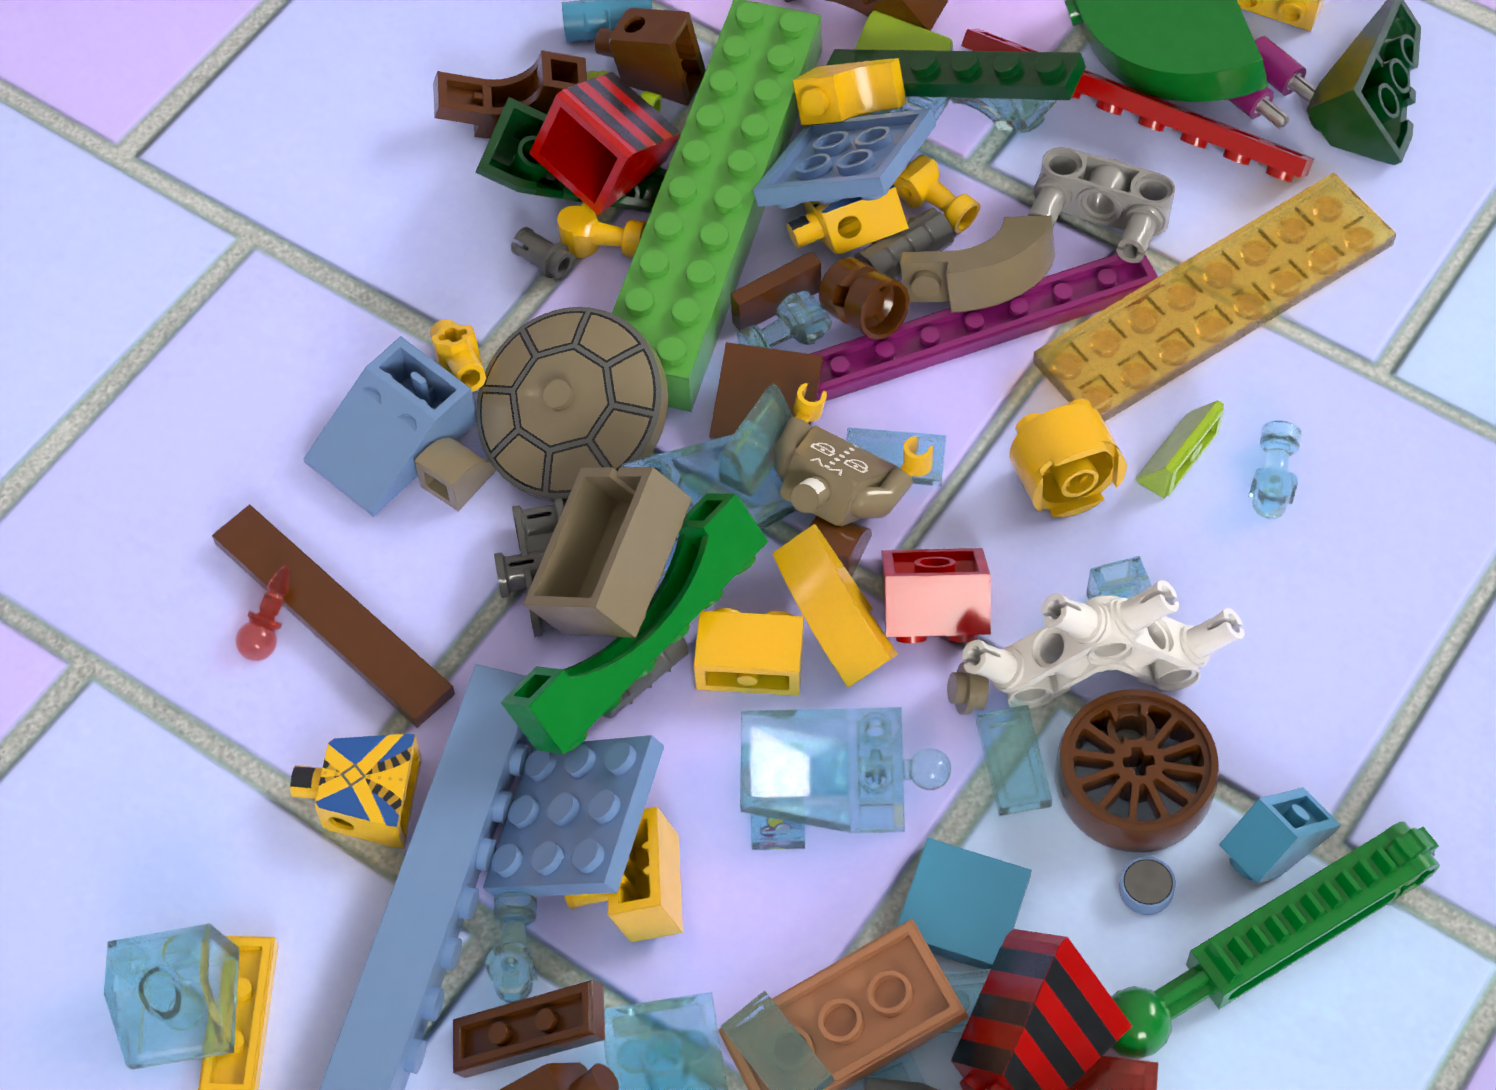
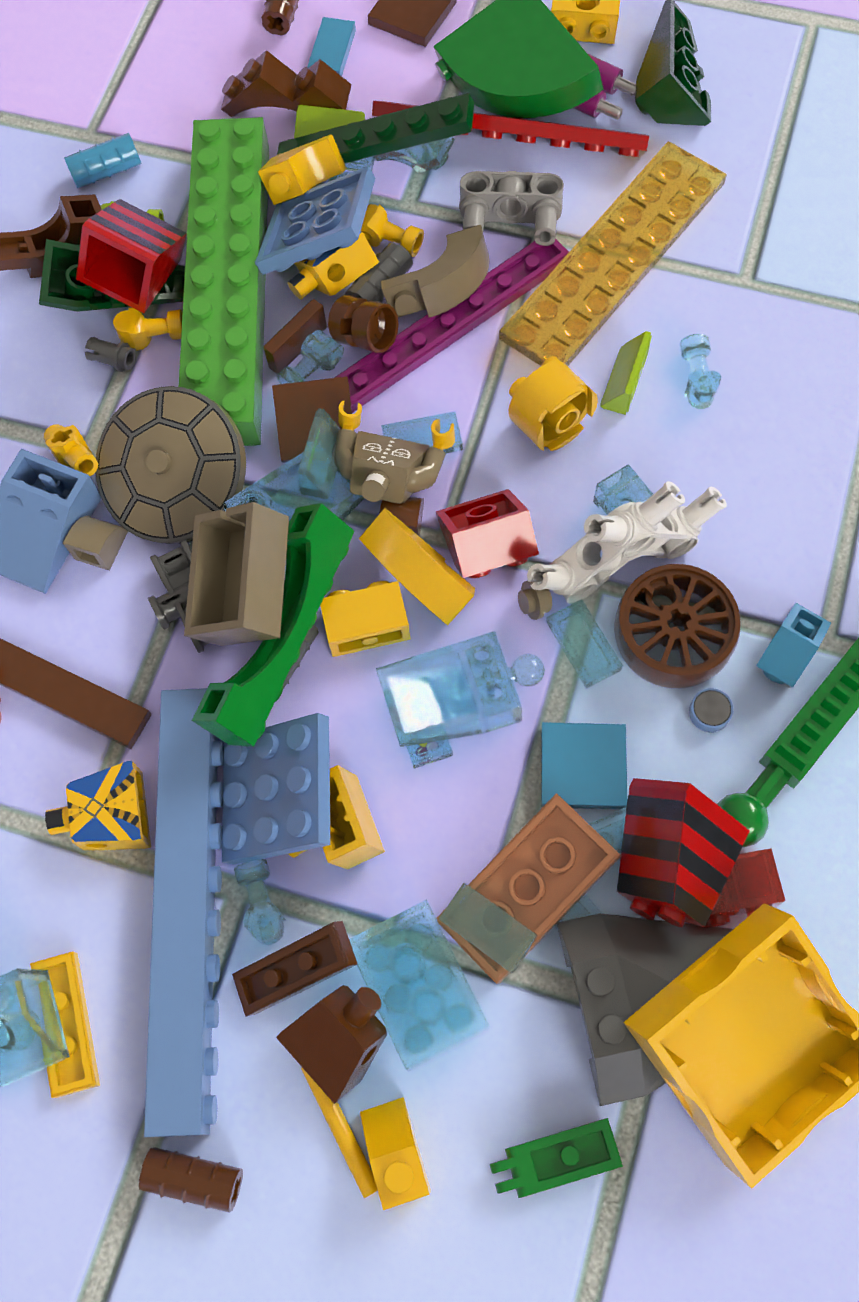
camera: 15 degrees left, 10 degrees up
(655, 52) = (147, 177): reddish brown torso -> none

